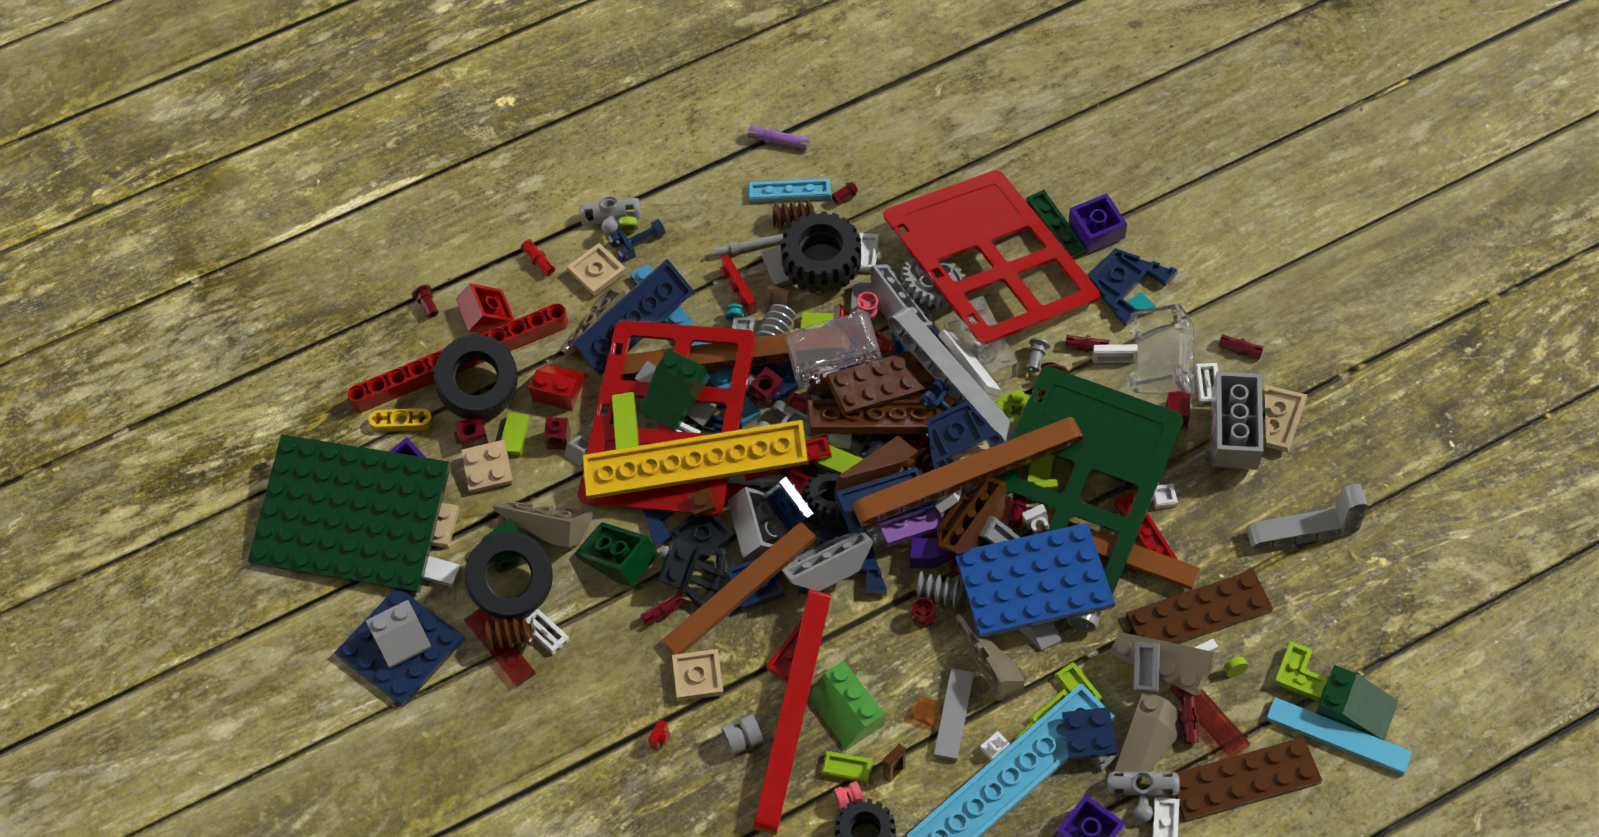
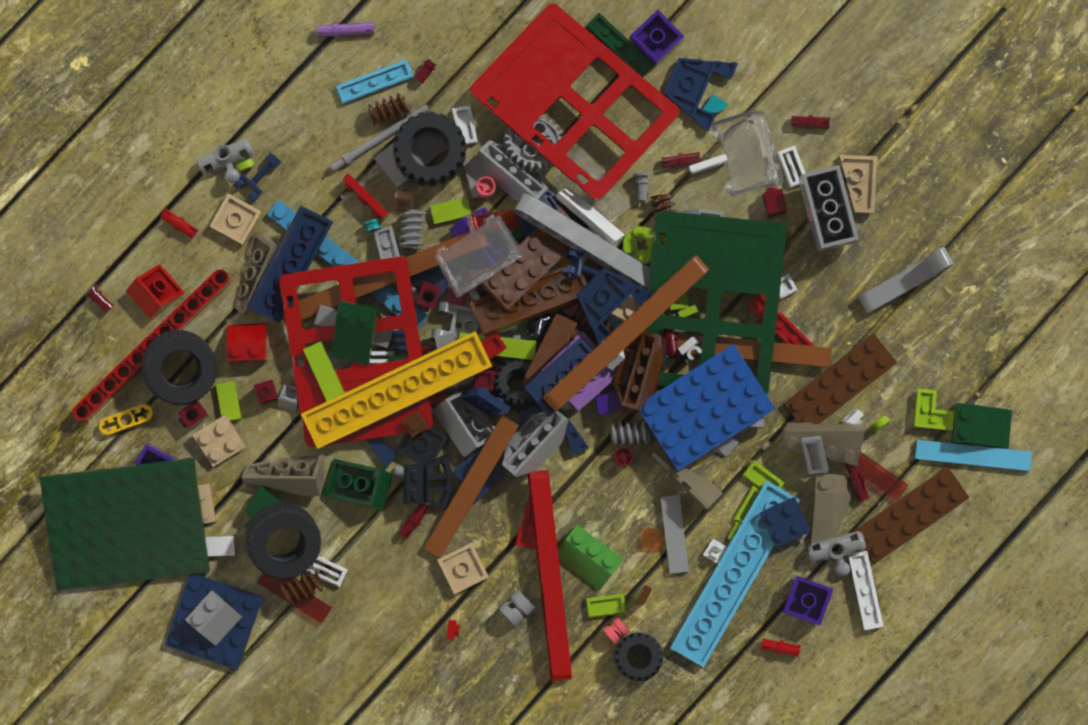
camera: 25 degrees left, 25 degrees up
(995, 531) = (665, 375): light grey tile -> none

